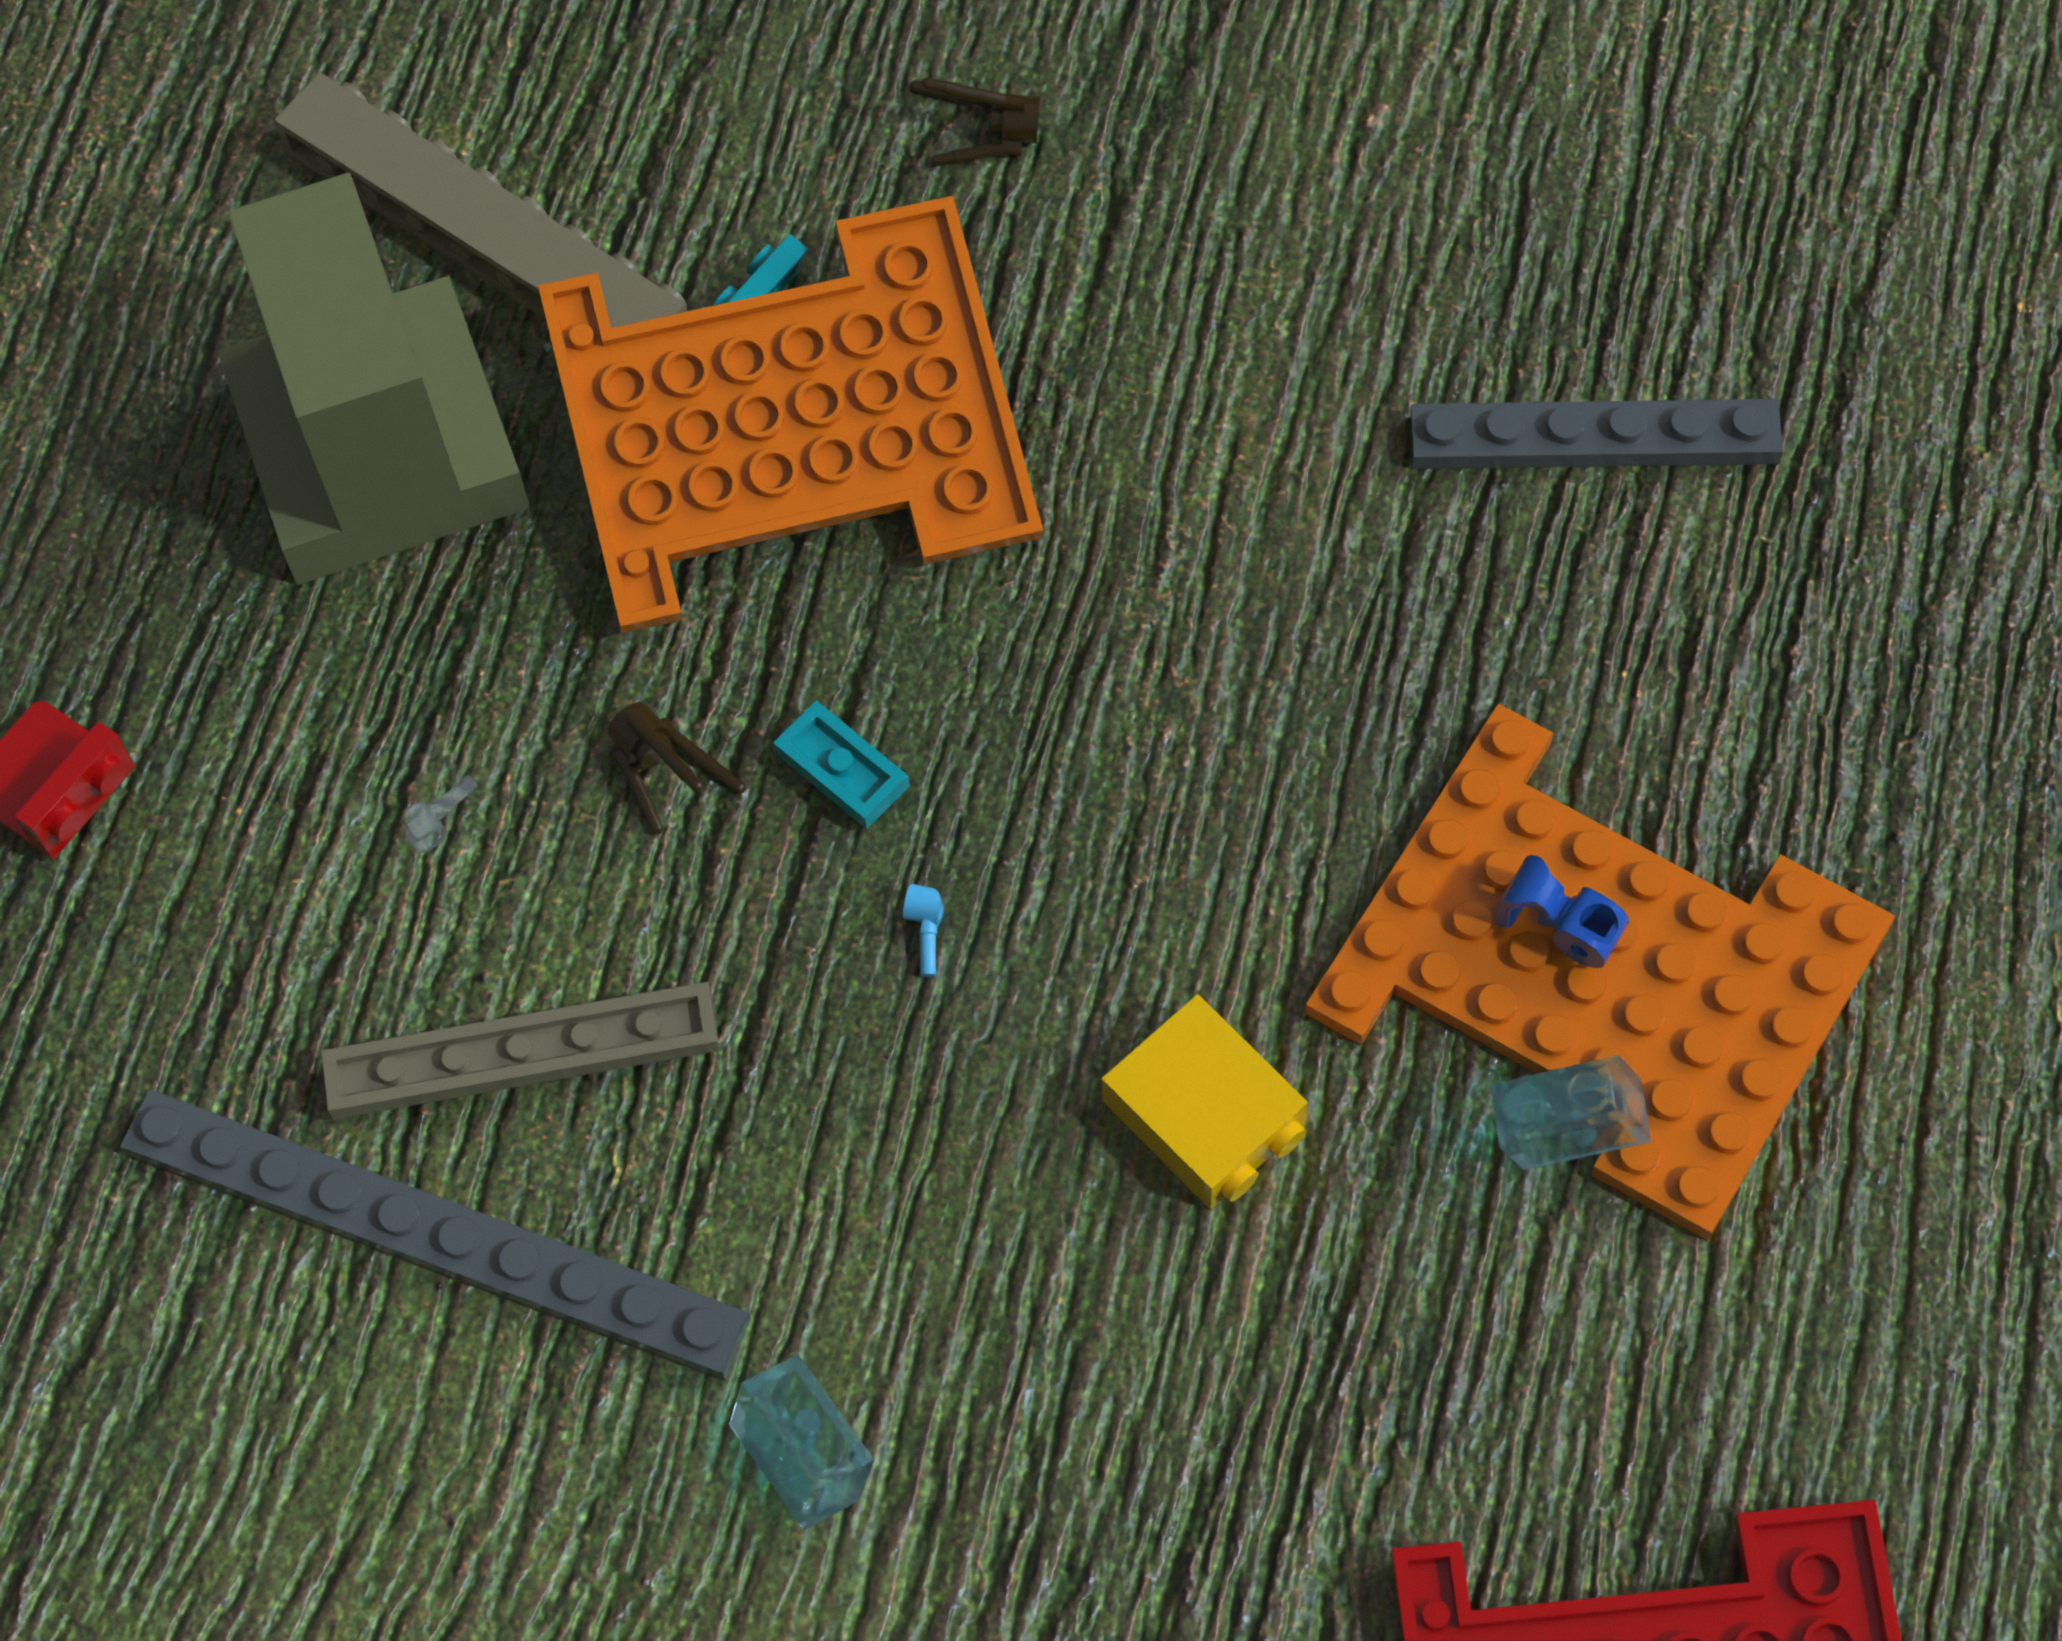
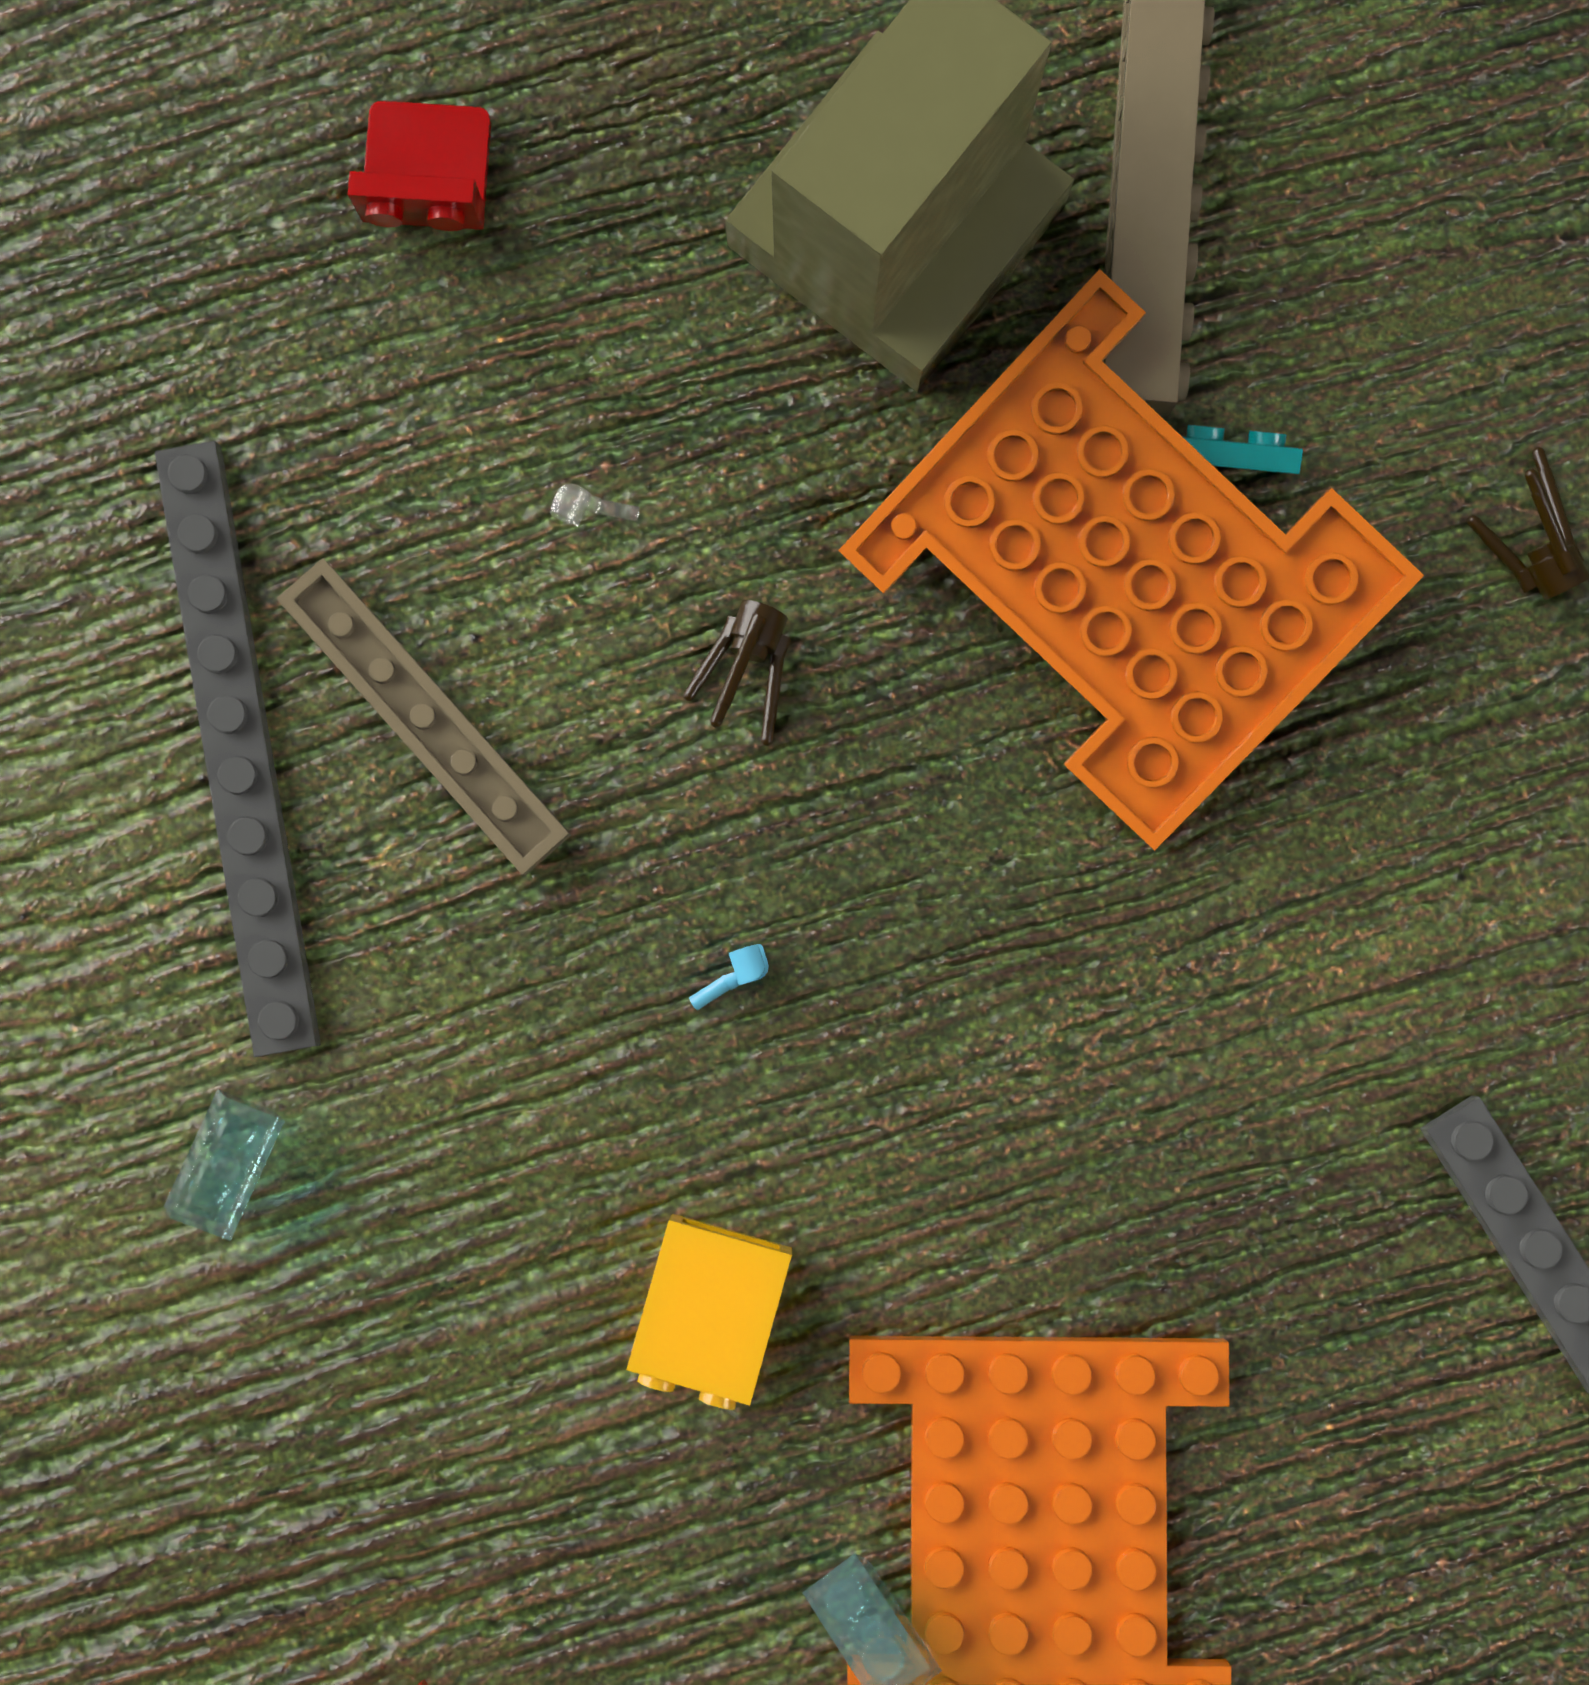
camera: 55 degrees right, 20 degrees up
(841, 764) = (832, 815): teal plate -> none
(1583, 925) = (1049, 1546): blue leg -> none

